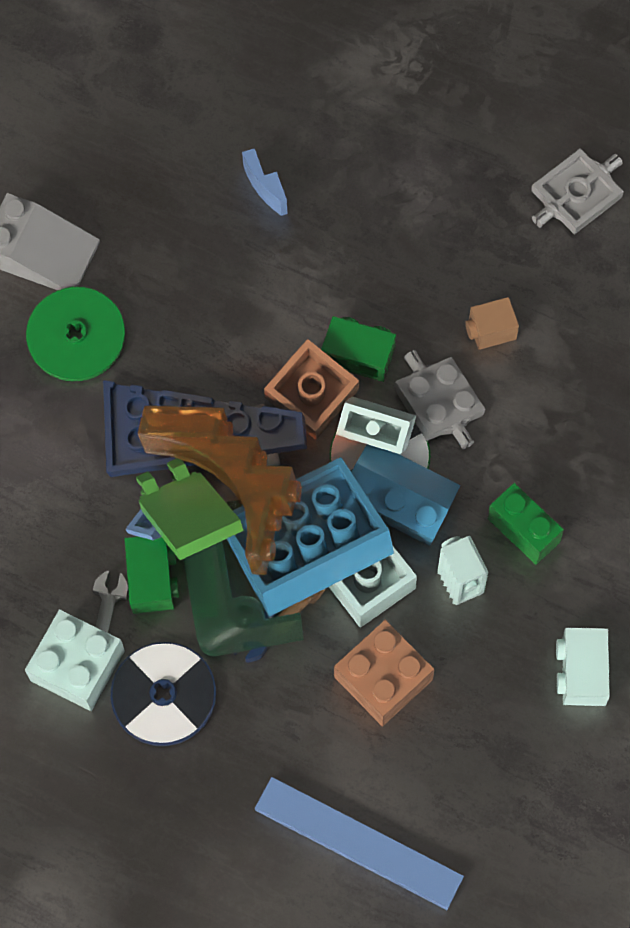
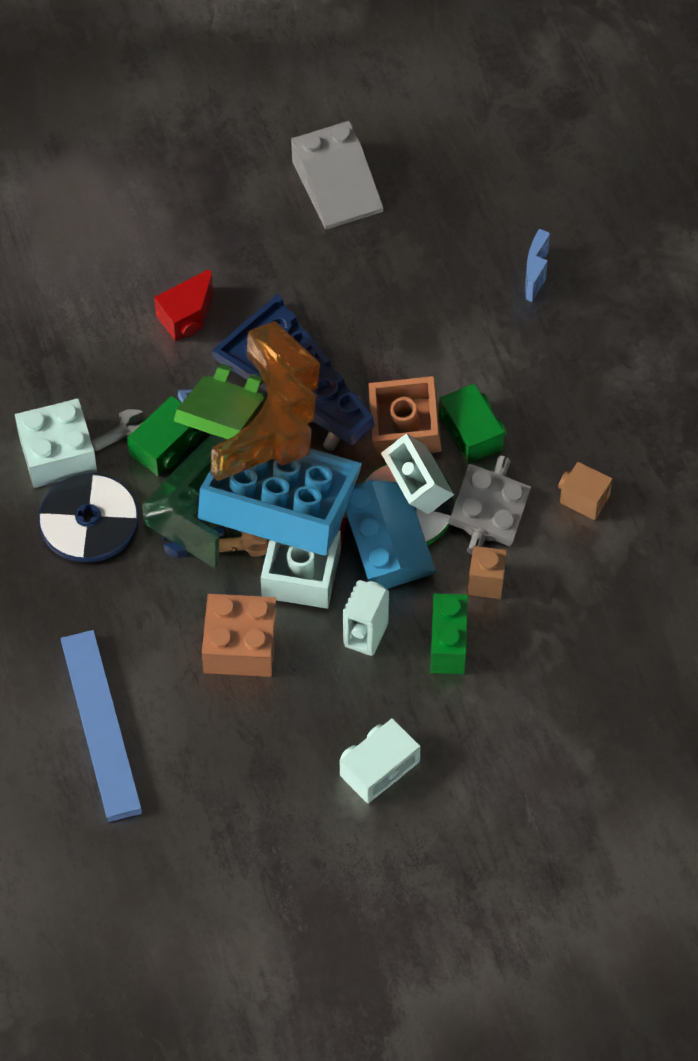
camera: 45 degrees right, 10 degrees down
(45, 457) = (185, 306): none -> red slope
(75, 358) = (318, 256): green piece -> none
(498, 451) = (487, 572): none -> medium nougat brick

